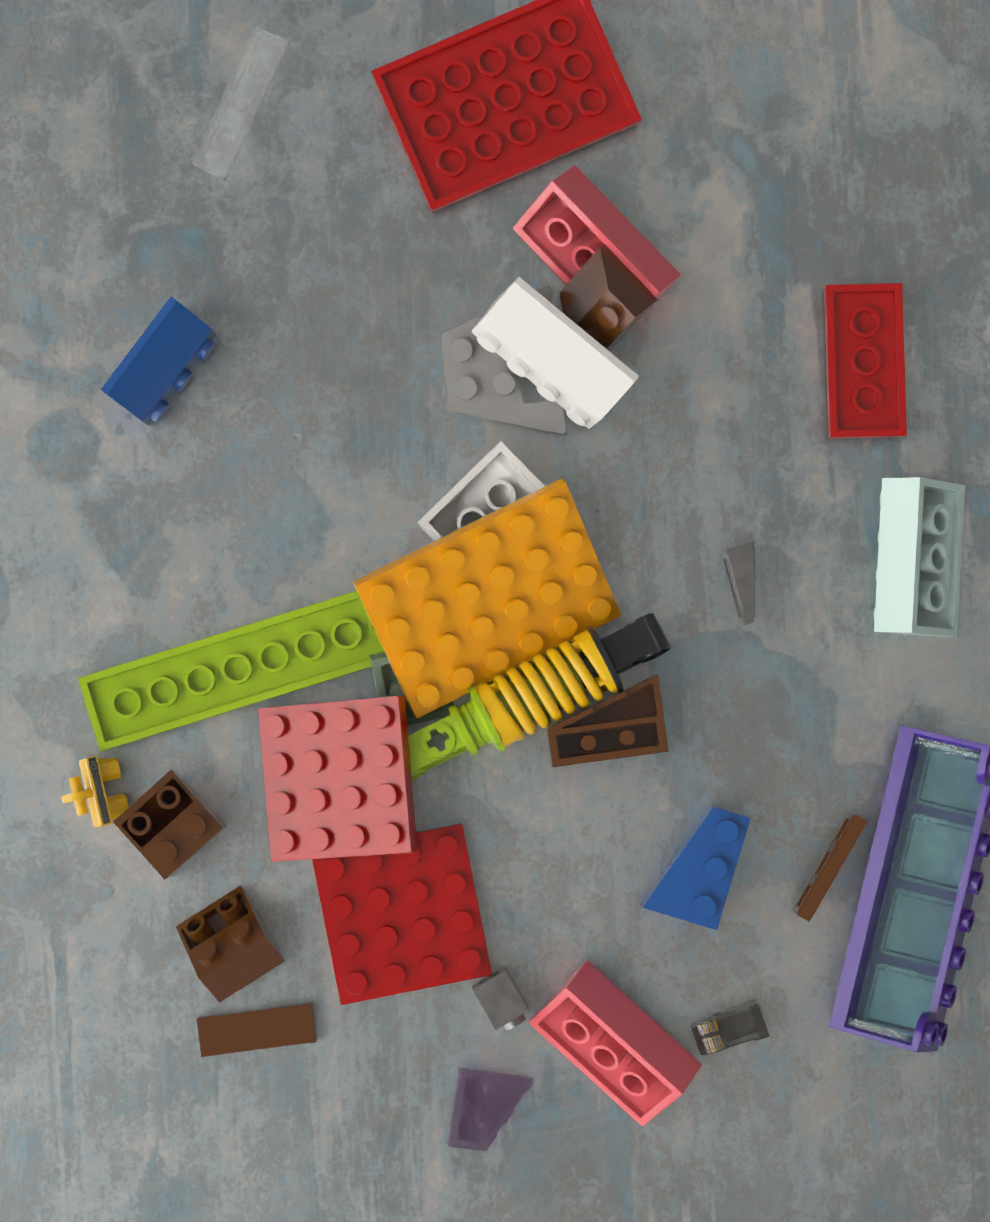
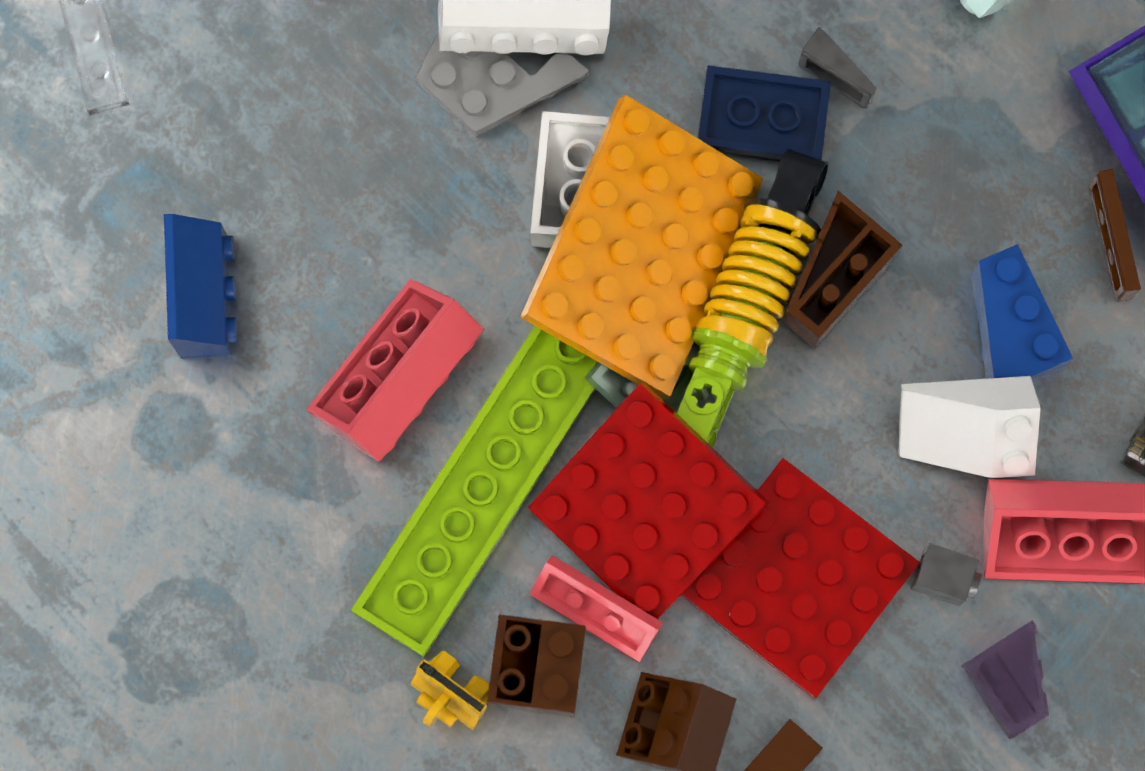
camera: 40 degrees left, 10 degrees down
(244, 818) = (596, 608): none -> coral plate
(248, 534) = (396, 369): none -> coral slope
(606, 916) = (972, 425): none -> white slope
(661, 570) = (763, 113): none -> dark blue plate

